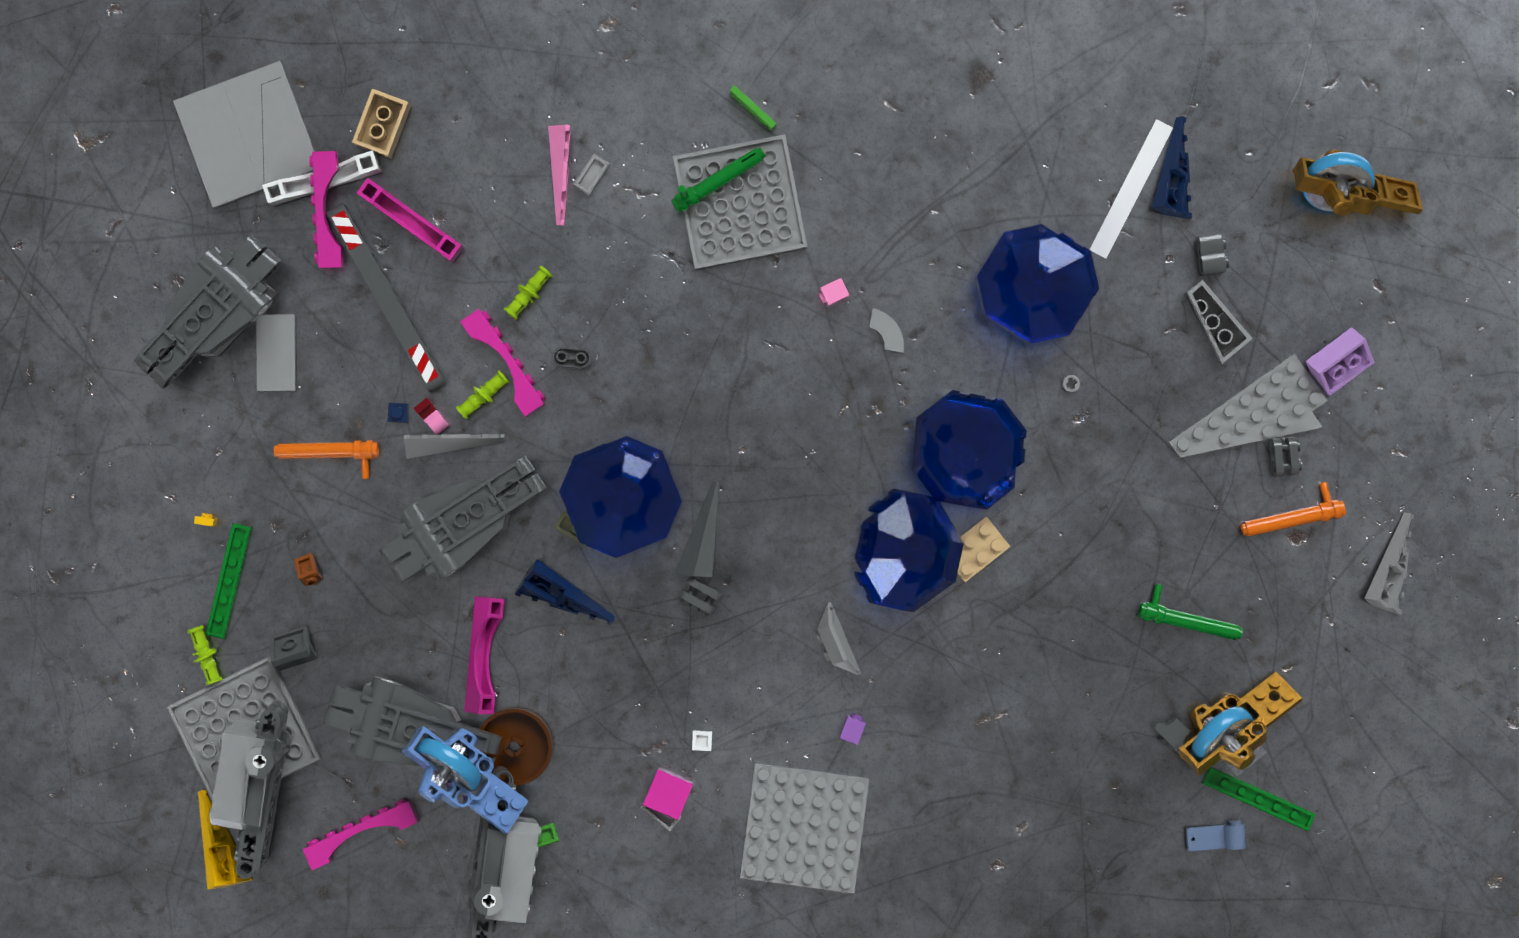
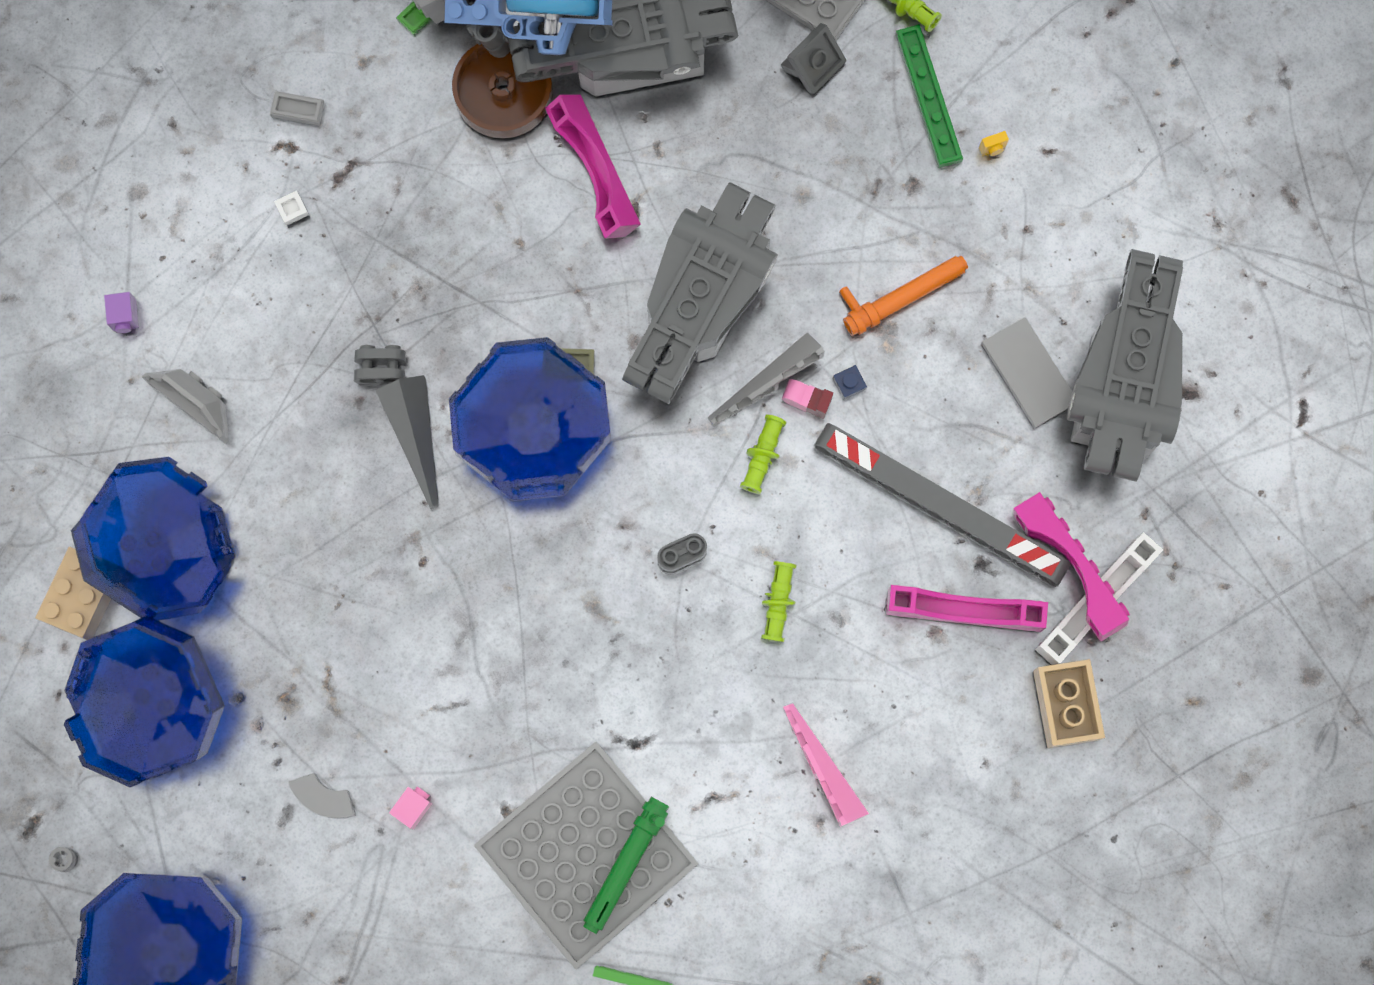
camera: 150 degrees right, 10 degrees down
(246, 133) = (1219, 605): light grey tile -> none
(307, 570) = (848, 153): dark orange bracket -> none
(525, 395) = (808, 528): dark pink arch -> none
(548, 586) = (551, 282): dark blue wedge -> none
(591, 174) = (784, 787): light grey tile -> none
(667, 794) = (298, 128): dark pink tile -> none
(804, 828) = (122, 177): light grey plate -> none

